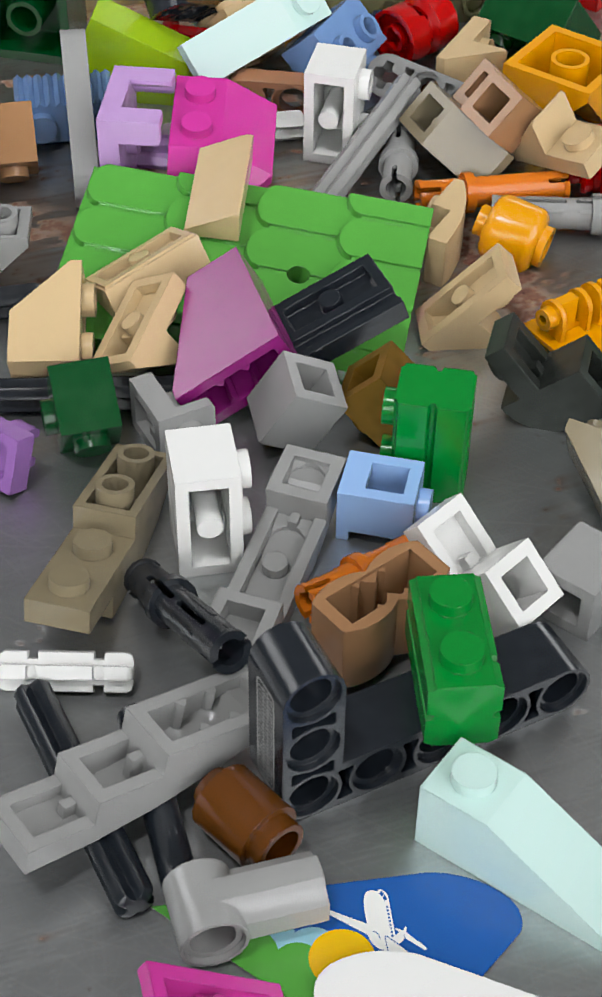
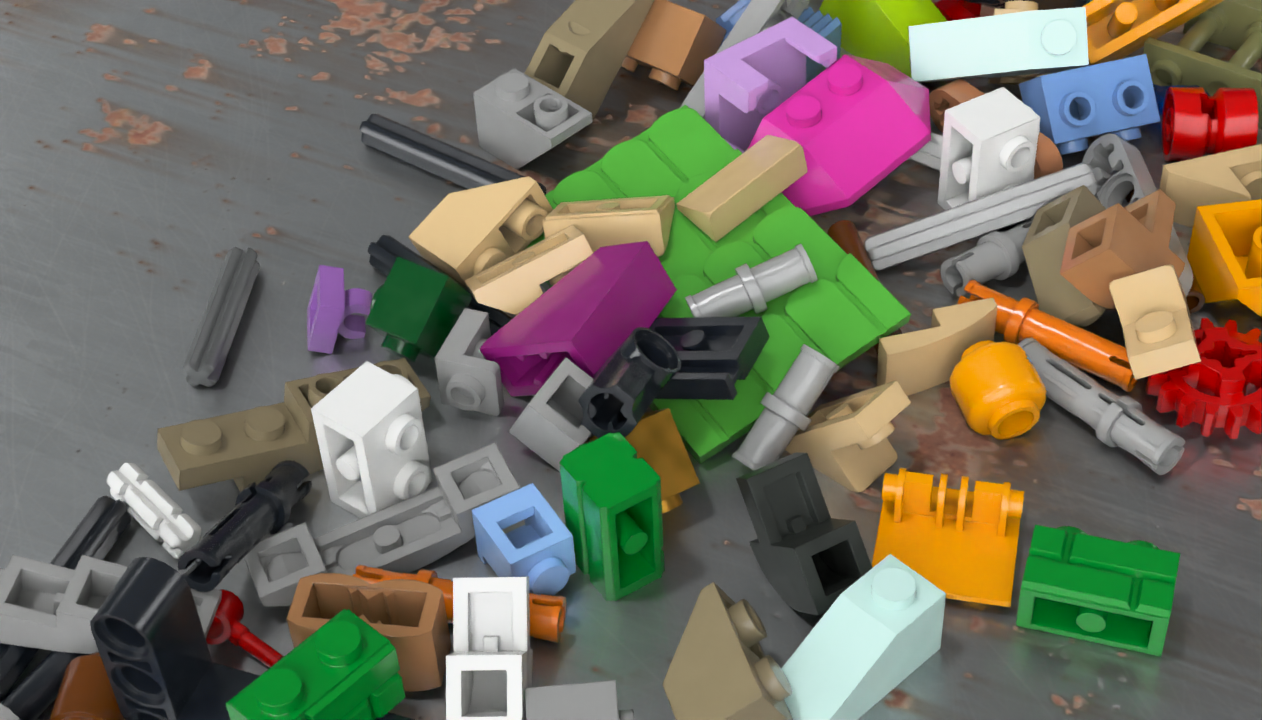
camera: 50 degrees right, 0 degrees up
(318, 247) = (754, 286): none -> light grey pin
(357, 340) = (628, 383): none -> black piece
(431, 310) = (786, 409): none -> light grey pin

